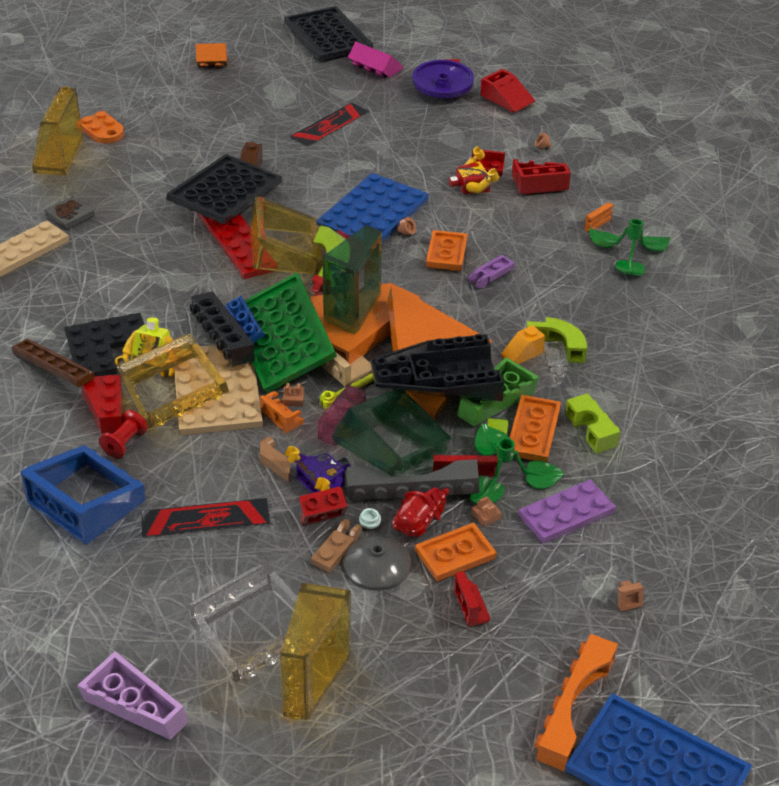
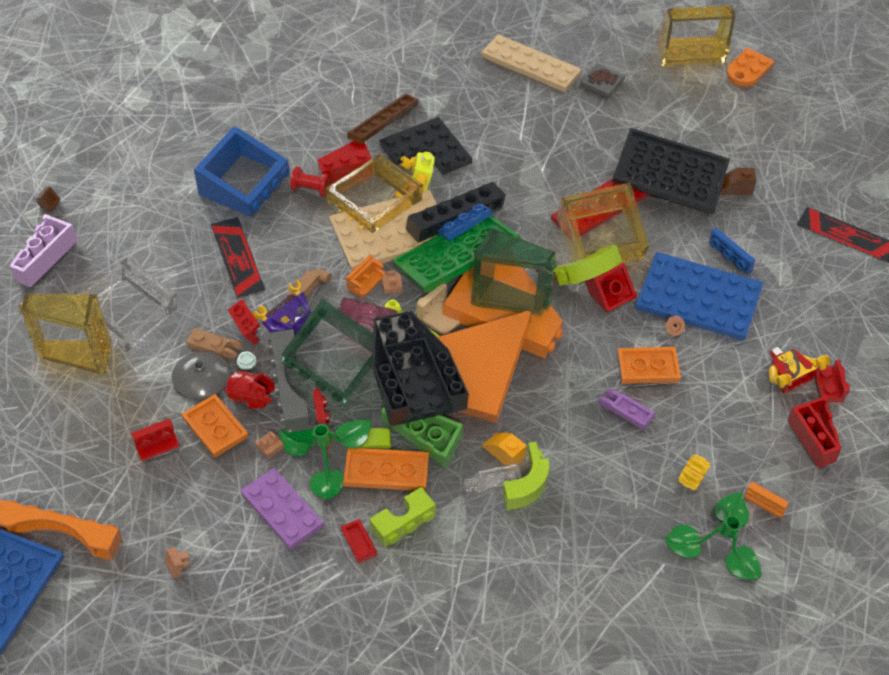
camera: 80 degrees right, 10 degrees up
(34, 695) = (47, 199): none -> reddish brown tile
(331, 180) = (732, 251): none -> blue tile
(570, 243) = (694, 472): none -> yellow gear
(611, 460) = (358, 541): none -> red tile

